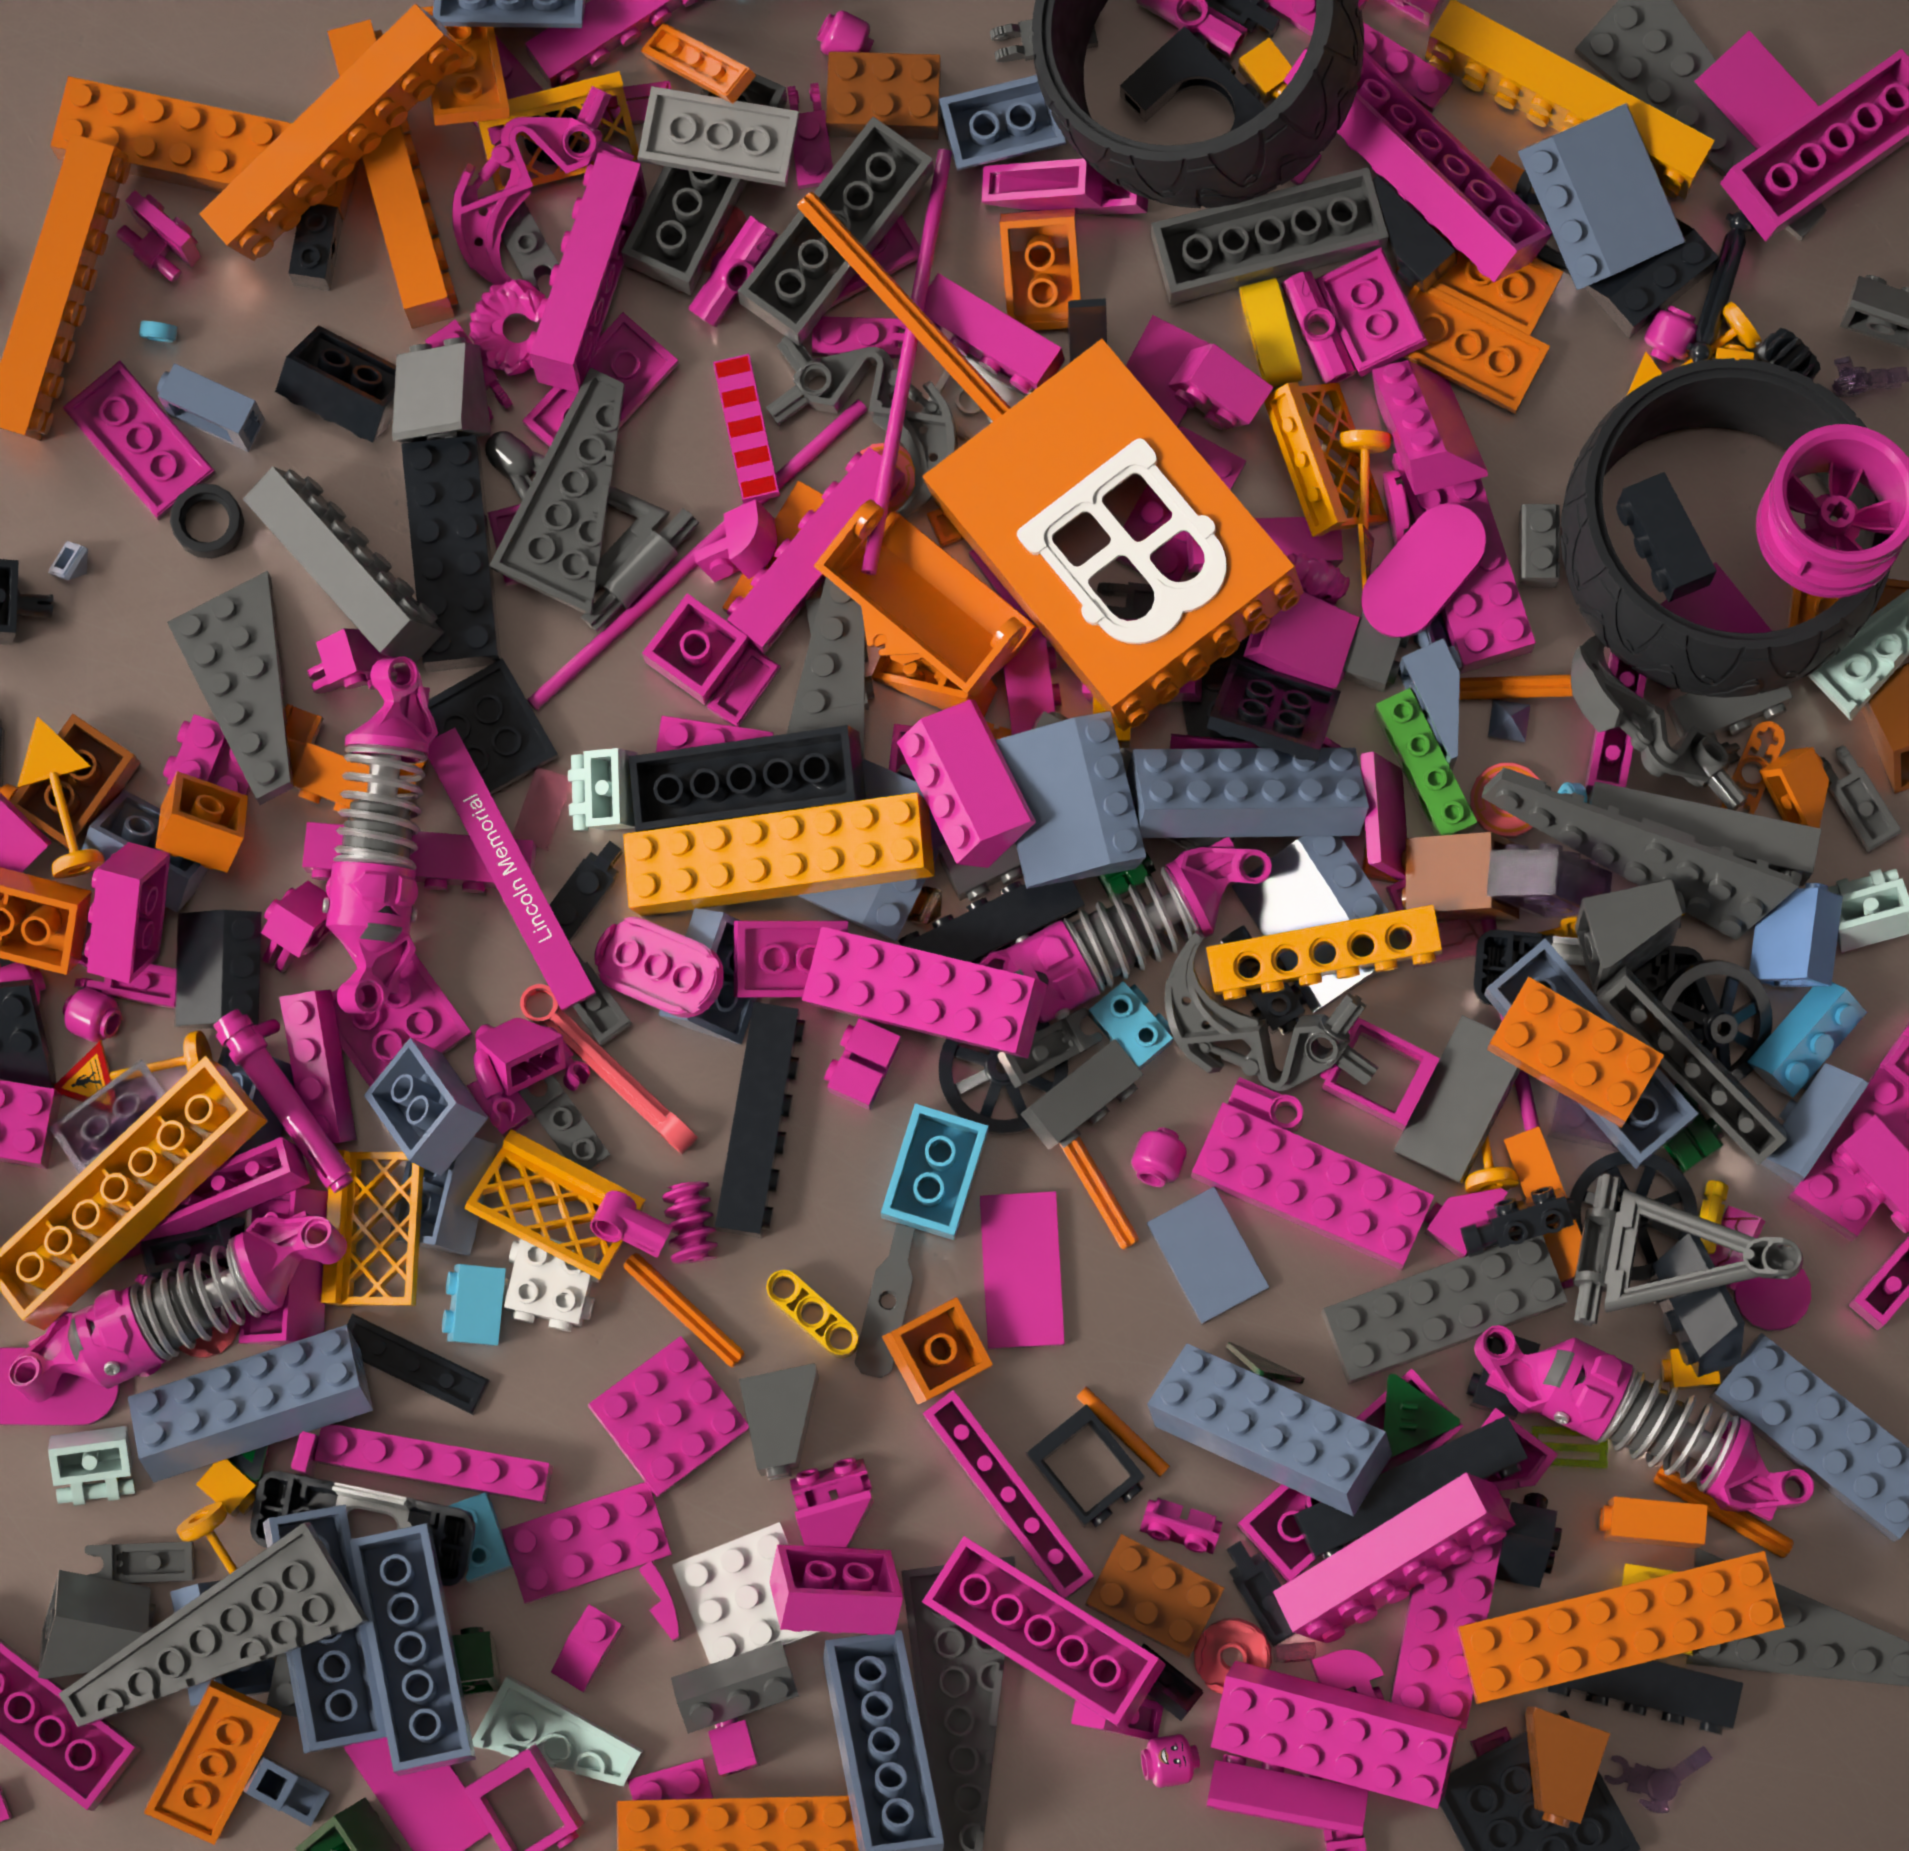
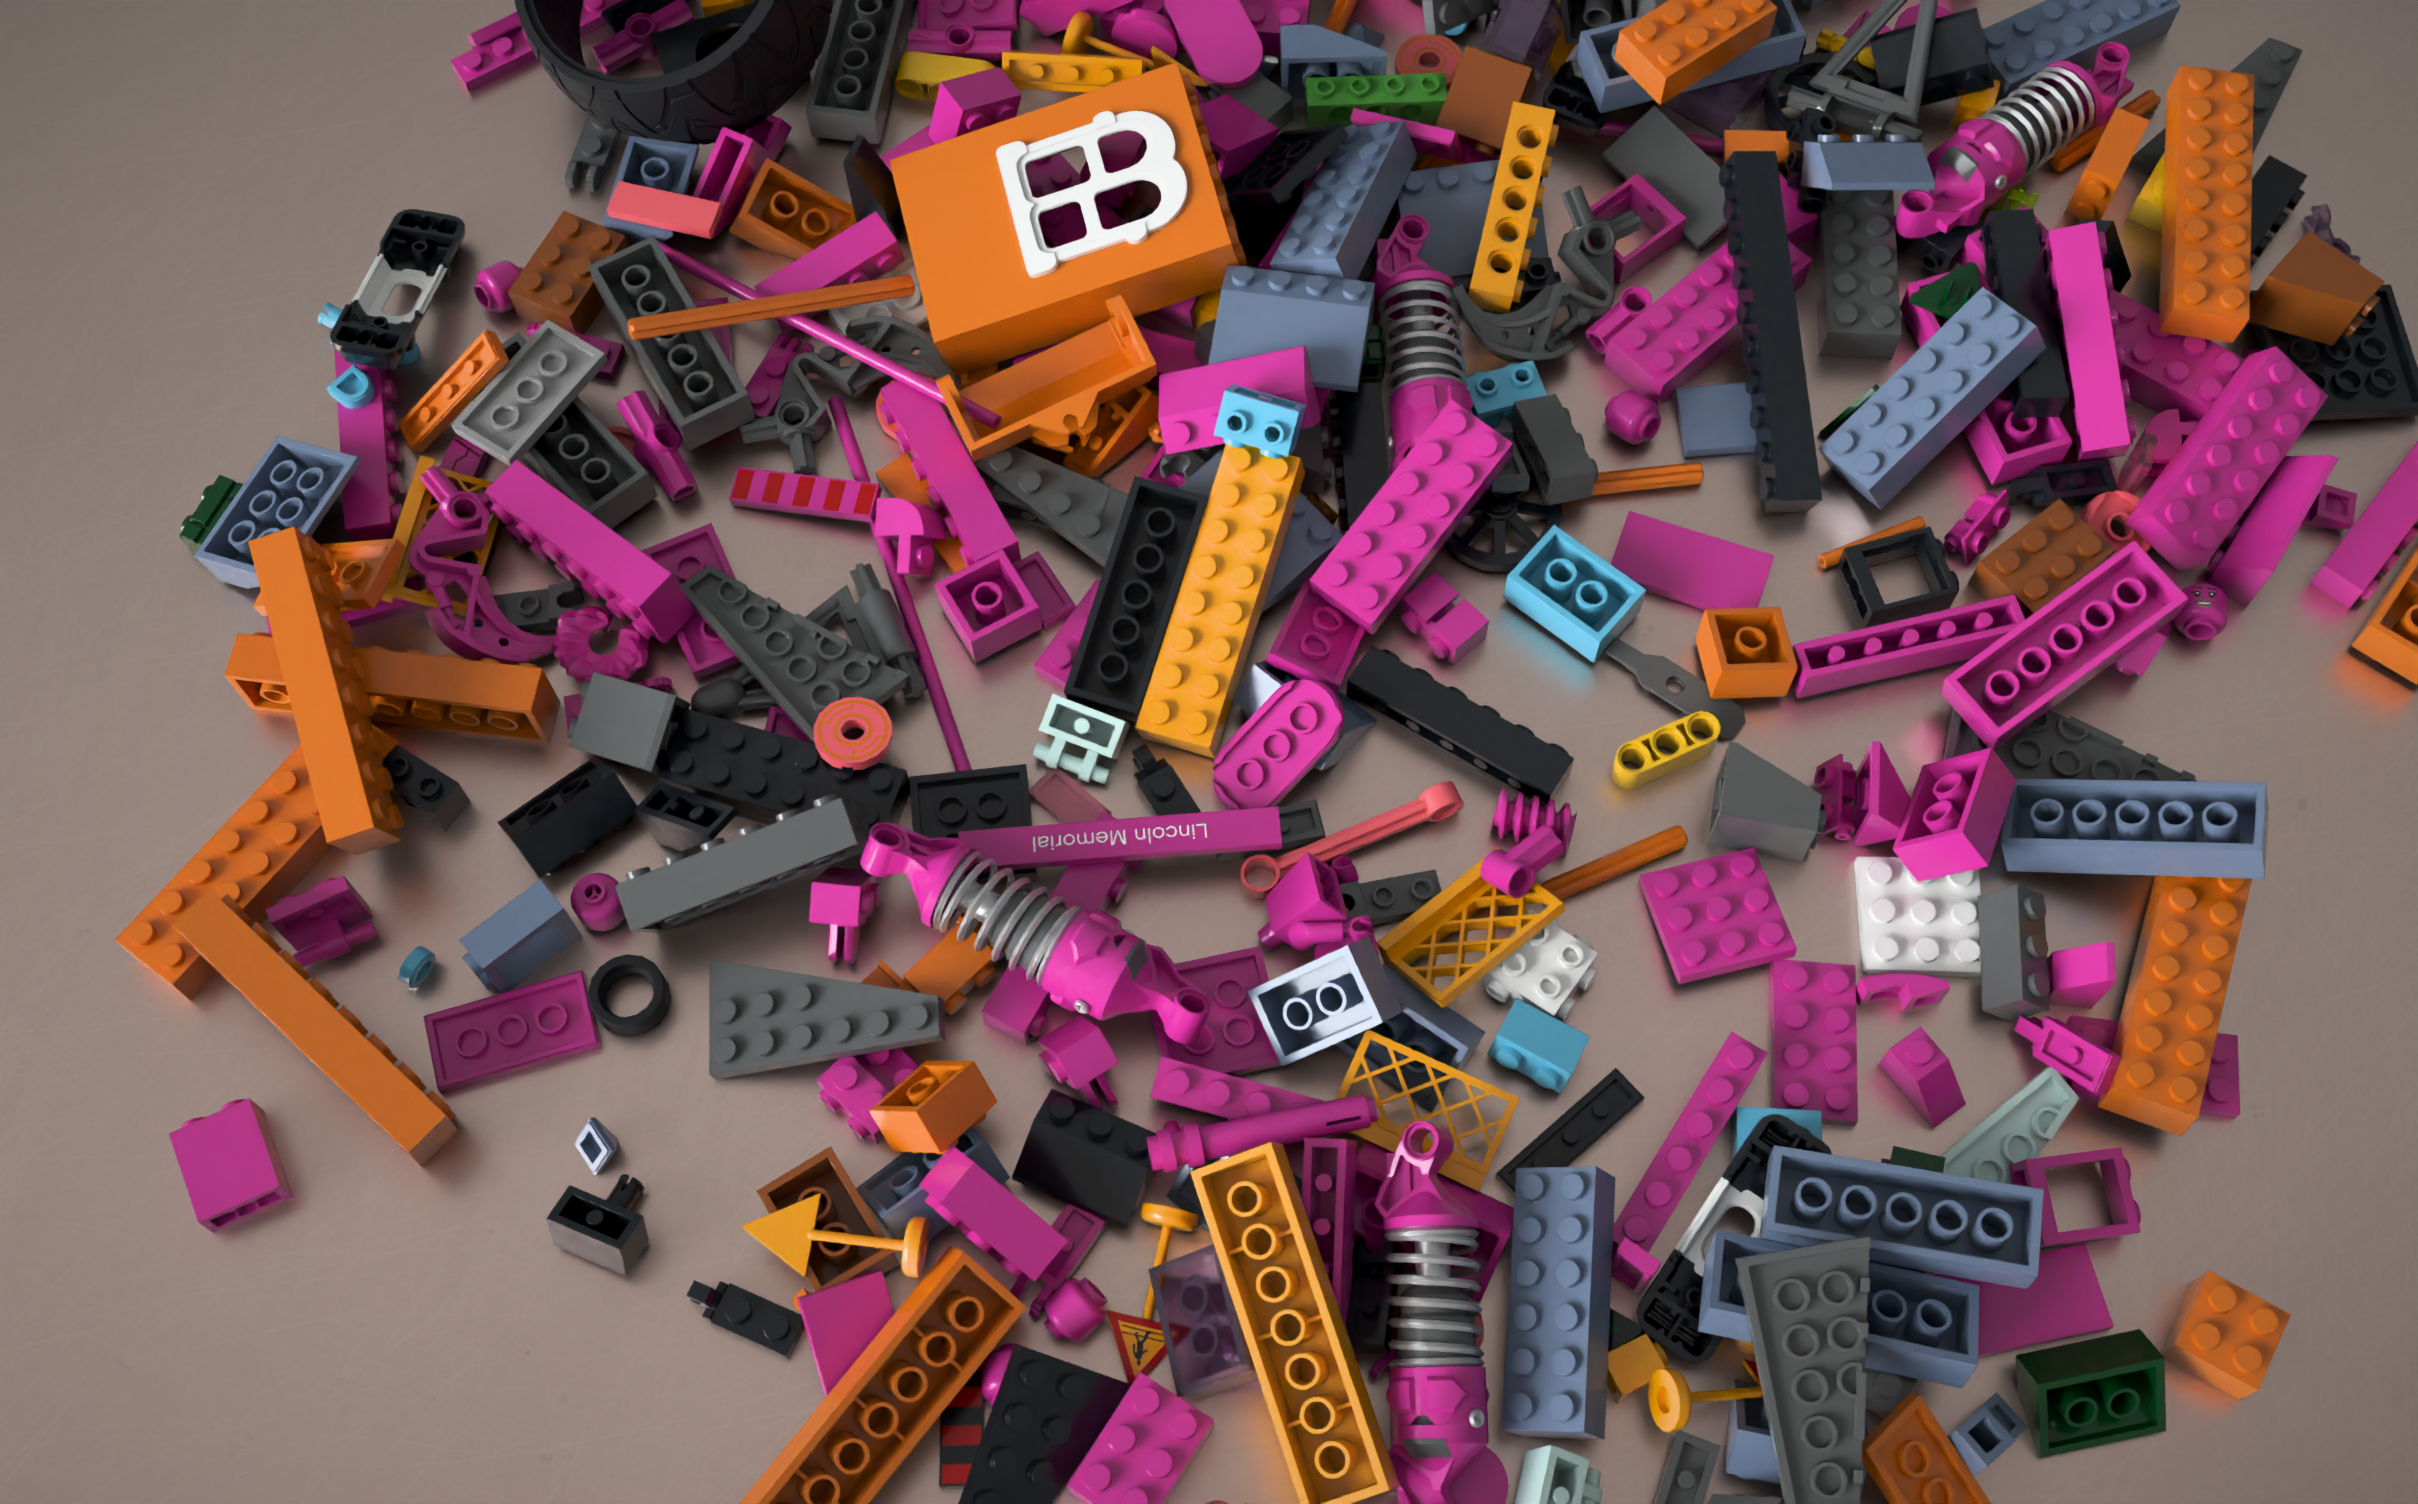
camera: 70 degrees left, 15 degrees down
(269, 441) = (597, 902): none -> dark pink head
(371, 488) = (683, 818): none -> black slope
(513, 572) = (849, 714): none -> coral tile
(652, 1760) = (2070, 1052): none -> dark pink hinge
(932, 814) = (1259, 421): none -> medium azure brick
(973, 151) = (664, 209): none -> coral tile
(1291, 1250) = (1770, 332): none -> black brick
(1502, 1278) = (1865, 163): none -> sand blue slope

